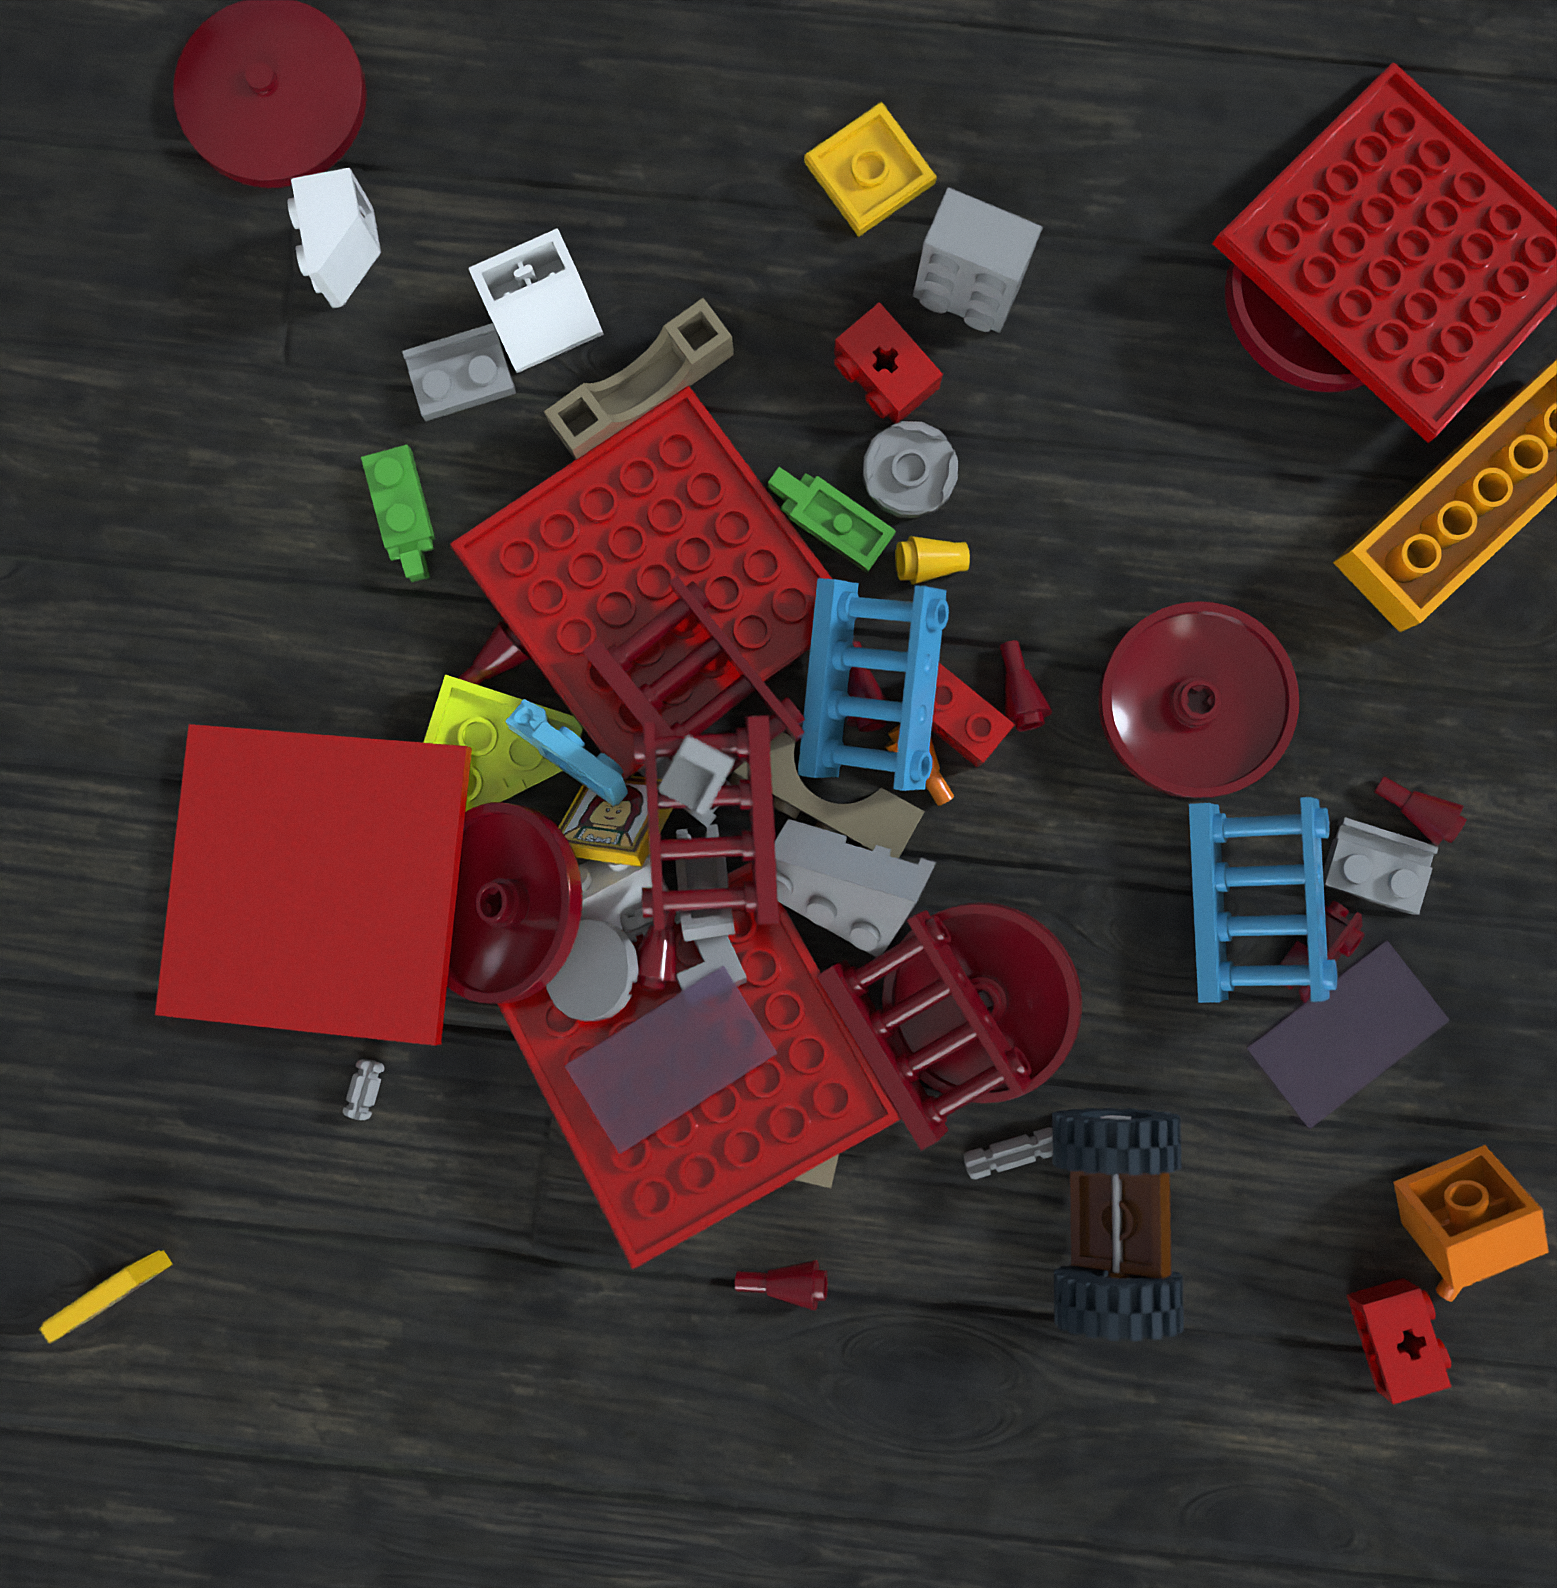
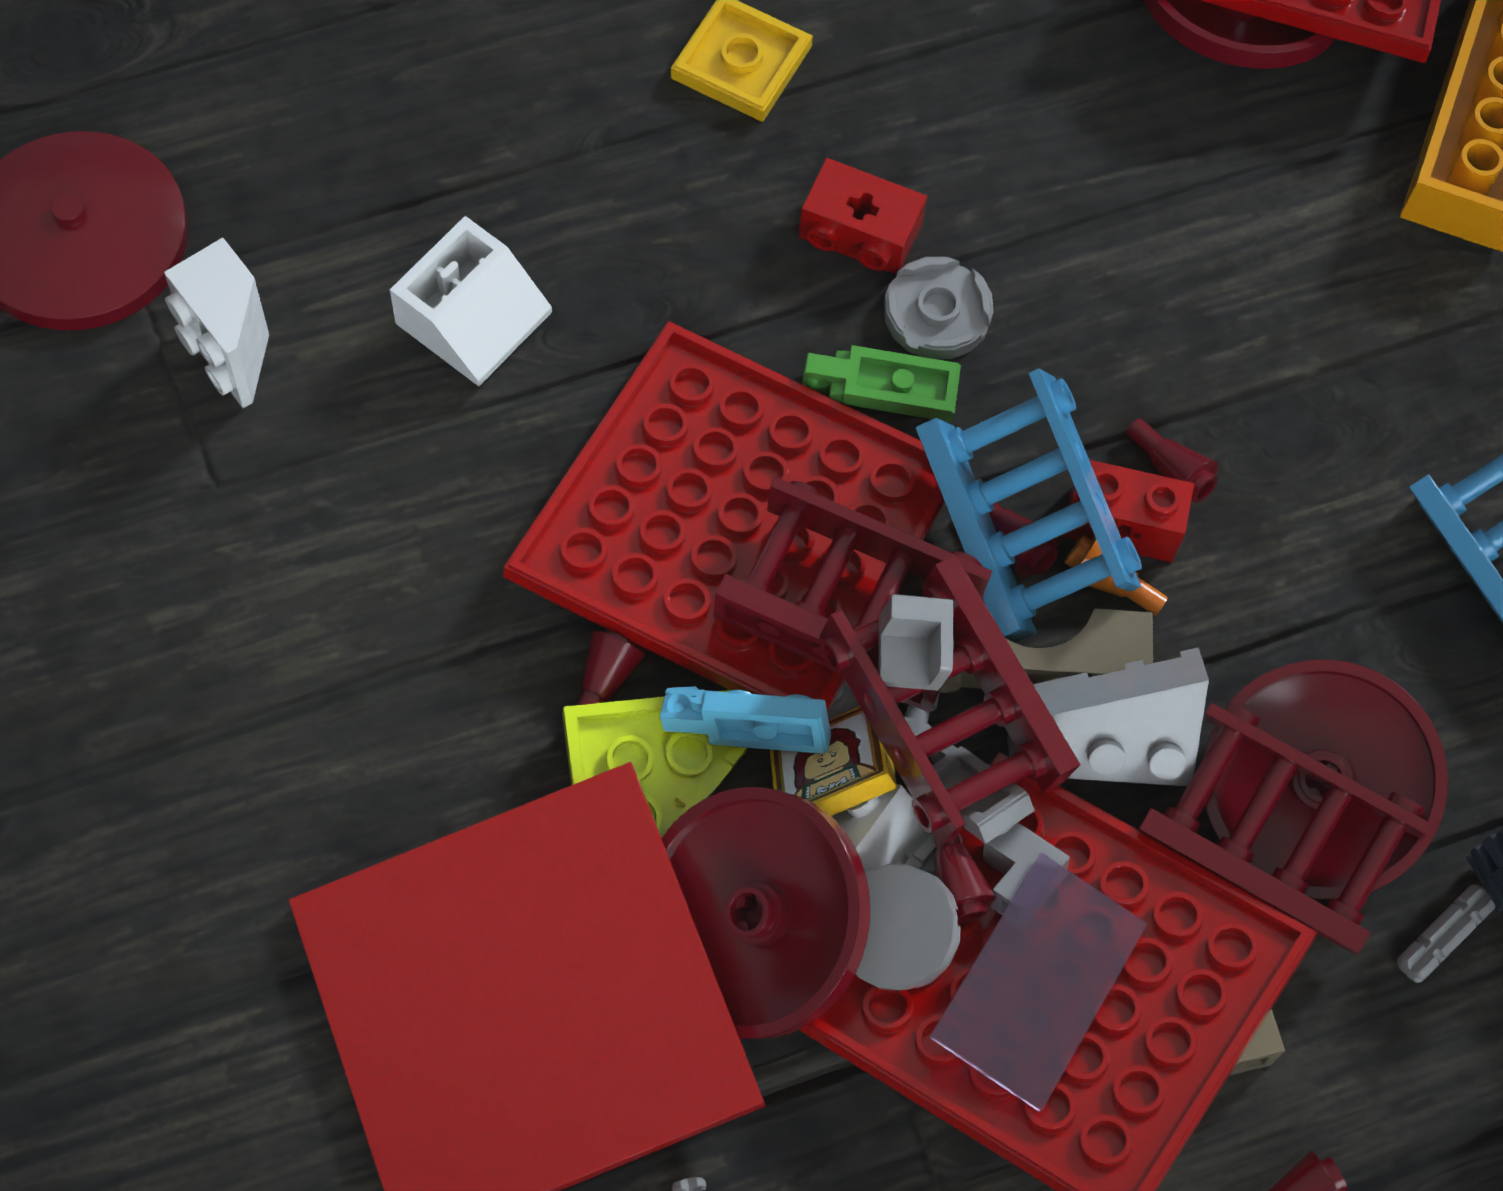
camera: 35 degrees left, 20 degrees down
(400, 508) = (420, 572): bright green hinge -> none
(459, 372) = (416, 411): light grey plate -> none
(678, 358) = (647, 296): dark tan arch -> none
(928, 559) = (1005, 379): yellow cone -> none
(974, 261) = (906, 77): light grey brick -> none
(1198, 700) = (1356, 389): dark red dish -> none

